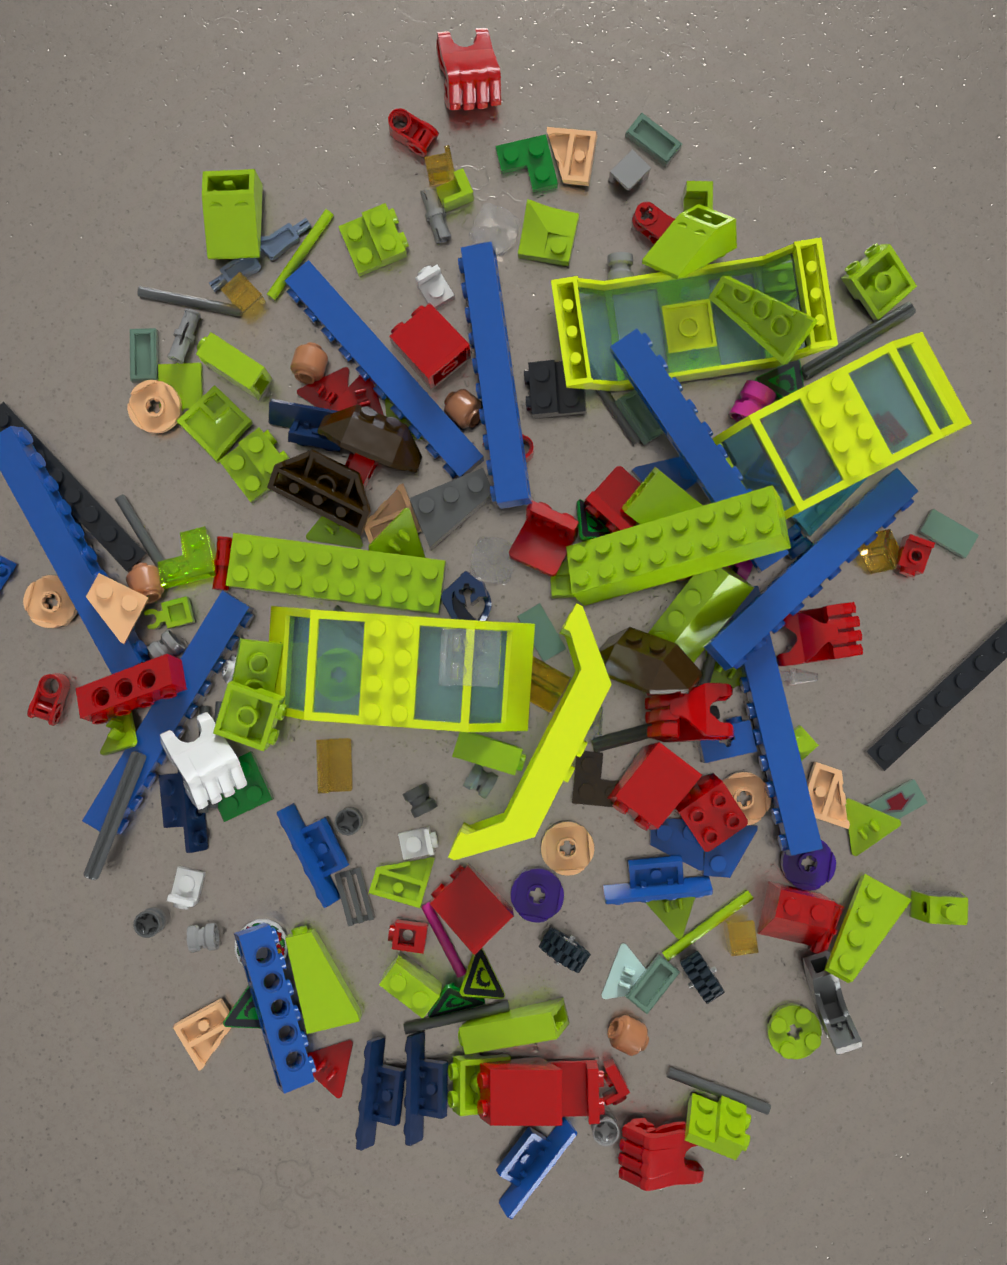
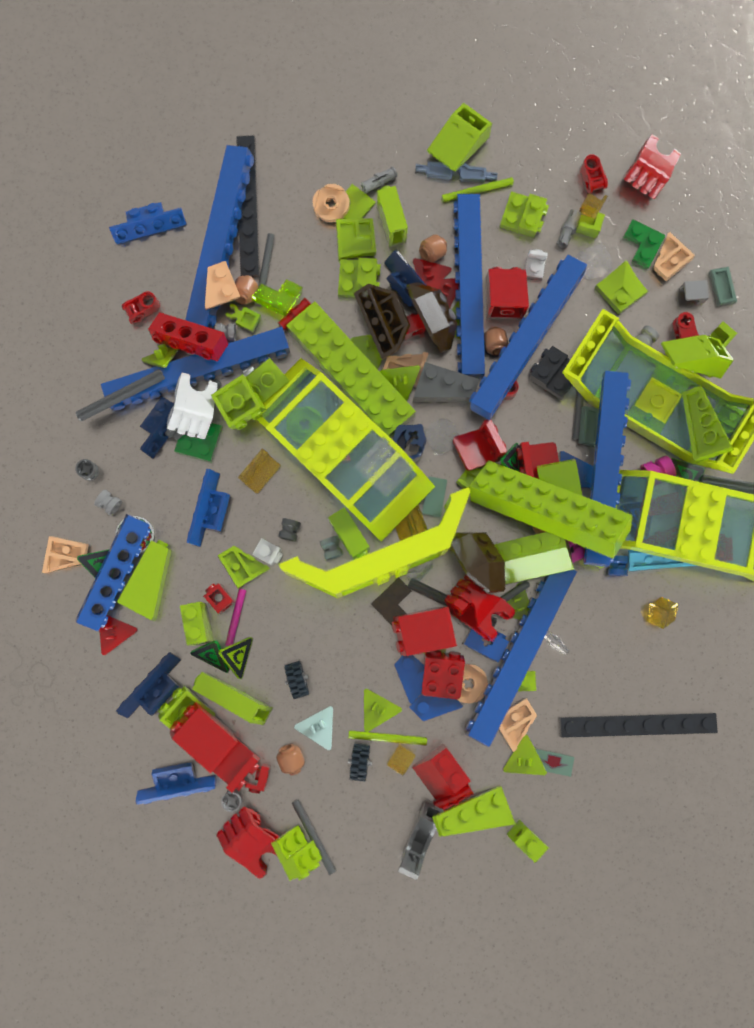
camera: 40 degrees right, 5 degrees down
(39, 611) = (176, 257): light nougat plate -> none
(143, 355) = (349, 172): sand green tile -> none
(186, 888) = (123, 469): white bracket -> none
(190, 301) = (396, 163): dark grey bar -> none
(242, 293) = (429, 182): clear yellow panel -> none
(346, 824) = (241, 504): dark grey wheel -> none
(360, 918) = (201, 548): dark grey tile -> none
(380, 1094) = (126, 671): dark blue bracket -> none
(456, 1017) = (204, 666): dark grey bar -> none
(471, 907) = (266, 611): red slope -> none
(524, 903) = (306, 648): dark purple plate -> none
(578, 858) = (344, 615): light nougat plate -> none
(652, 984) = (328, 743): sand green tile -> none
(657, 880) = (381, 686): blue bracket -> none
(807, 1040) = (389, 851): lime plate -> none
(810, 569) = (614, 587): blue brick -> none
(816, 875) = (473, 763): dark purple plate -> none
(823, 634) = (589, 628): red piece -> none
(908, 545) = (686, 627): red brick -> none
(948, 533) = (709, 636): sand green tile -> none

